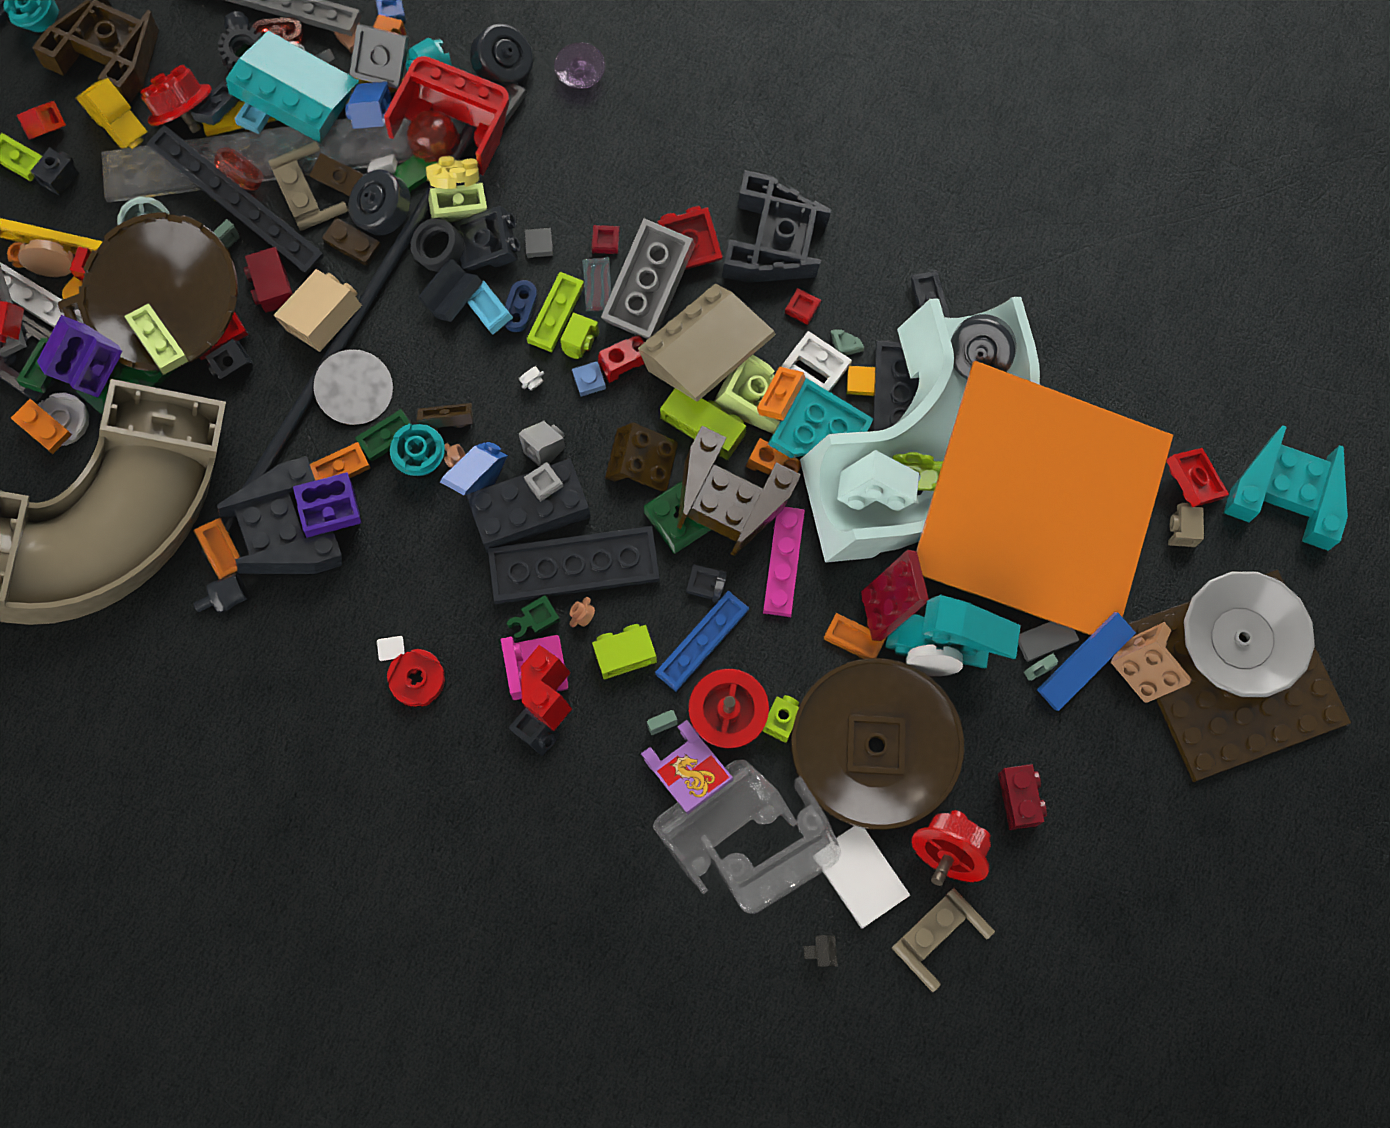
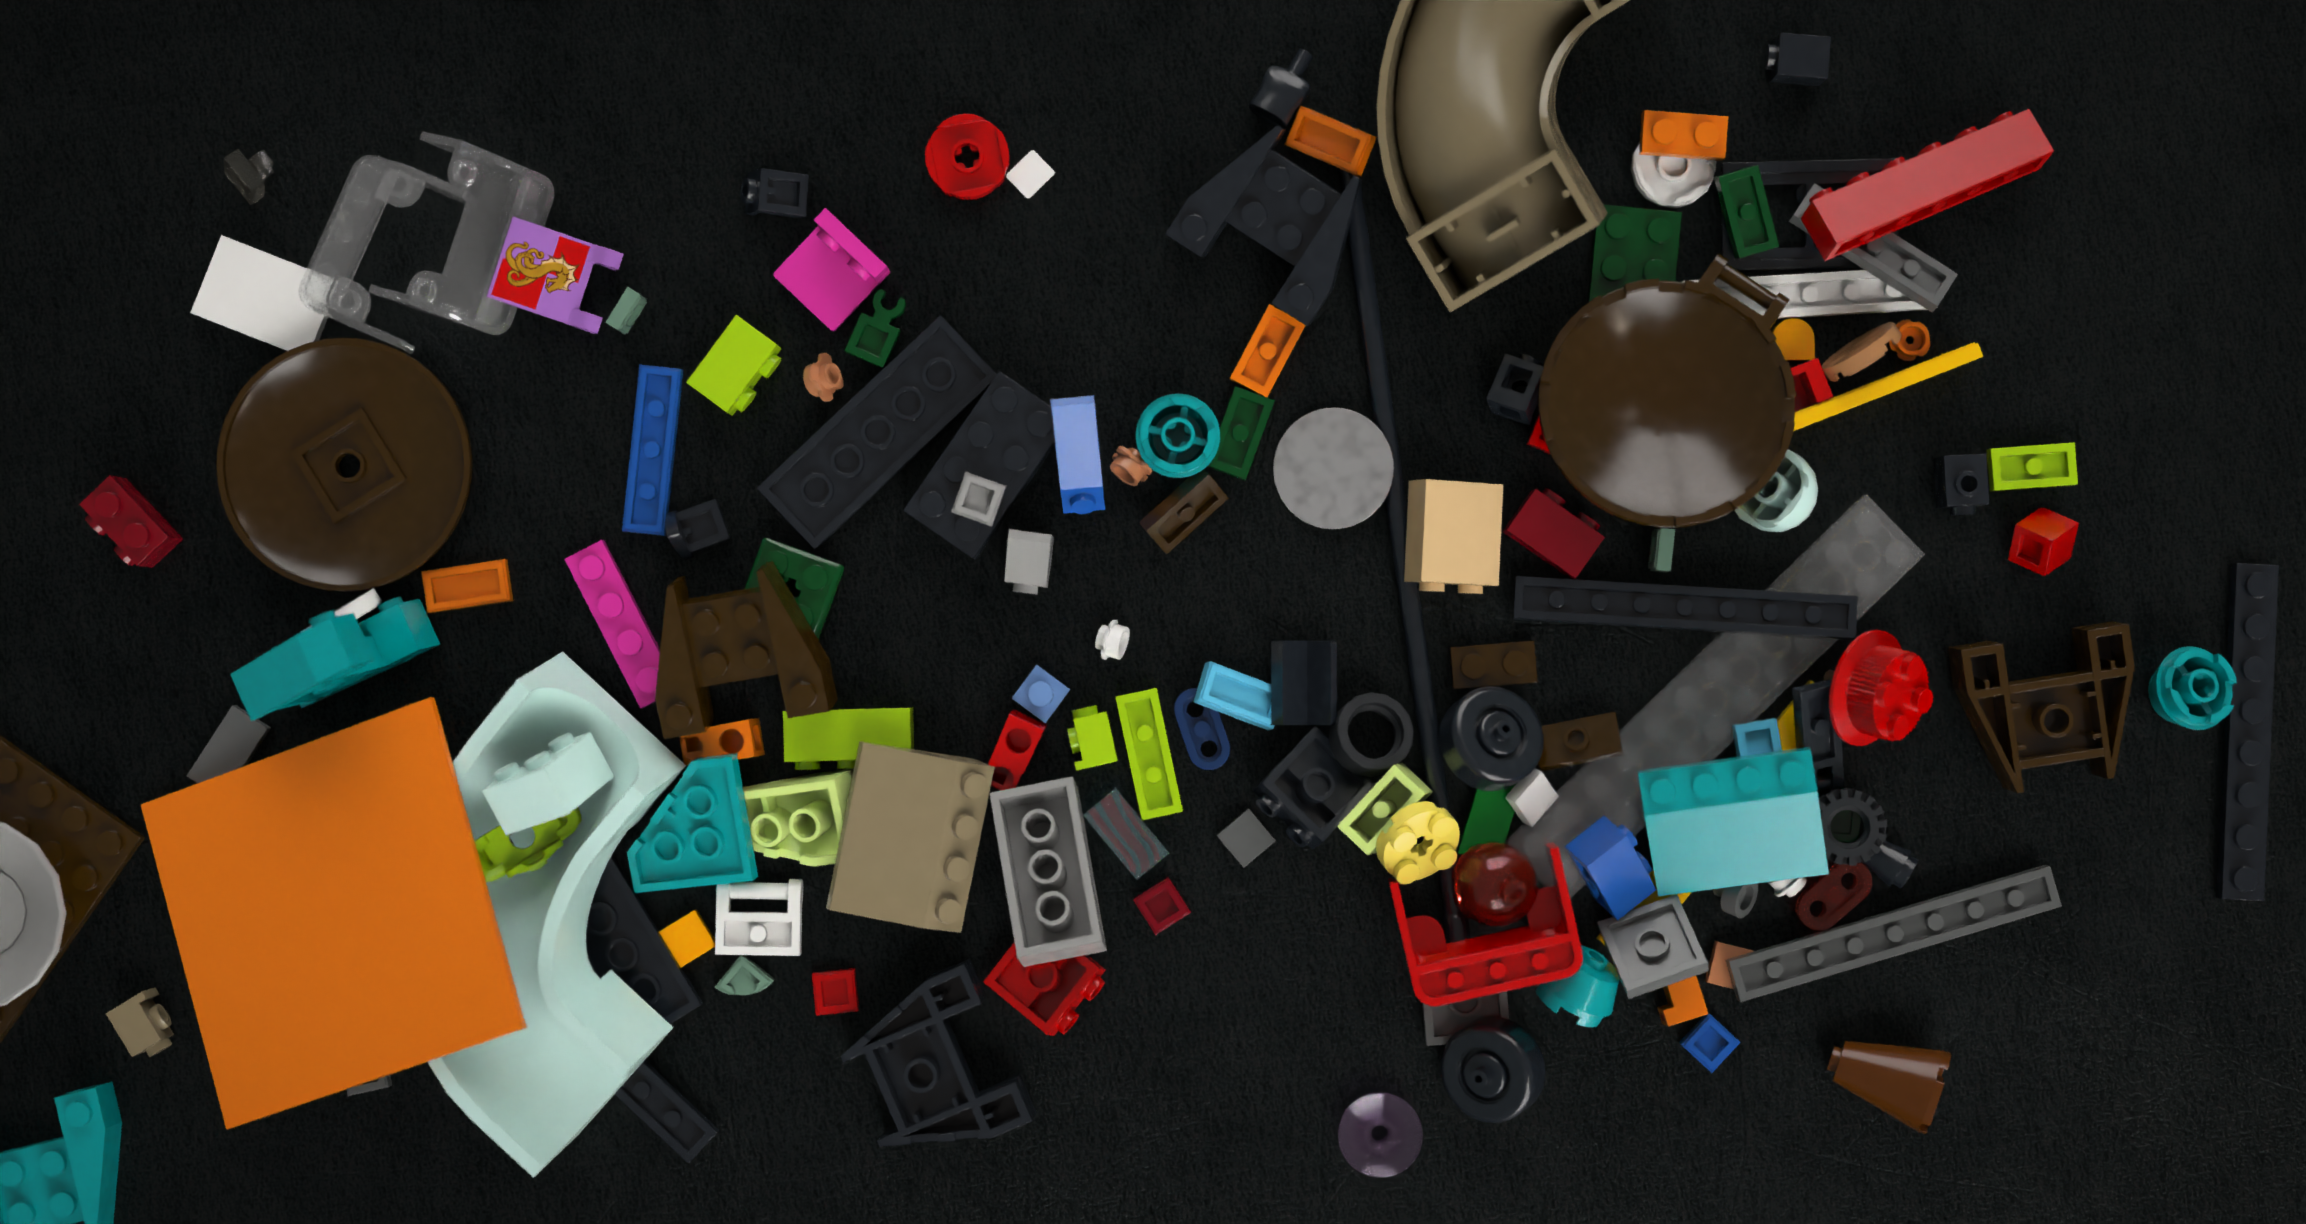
camera: 145 degrees right, 15 degrees up
(79, 356) = (1696, 246): dark purple piece -> none
(113, 113) = (1946, 606): yellow brick -> none
(156, 339) = (1617, 338): yellowish green plate -> none
(238, 168) = (1712, 651): clear red plate -> none
(297, 190) = (1618, 682): dark tan plate -> none
(327, 505) = (1230, 281): dark purple piece -> none
(540, 679) = (805, 250): red brick -> none
(641, 456) = (894, 631): dark brown bracket -> none
(728, 708) = (550, 378): red piece -> none
(778, 727) = (495, 405): lime brick -> none
(781, 393) = (764, 833): orange plate -> none
(894, 595) = (437, 658): dark red plate -> none
(933, 930) = (136, 293): dark tan plate -> none
(953, 848) = (166, 399): red piece -> none
(983, 340) = (535, 1068): black wheel -> none
(1041, 667) = (207, 715): sand green tile -> none
(1086, 661) = (159, 752): blue tile -> none
(1149, 665) = (82, 794): medium nougat bracket -> none
(1197, 477) = (165, 1097): red plate -> none

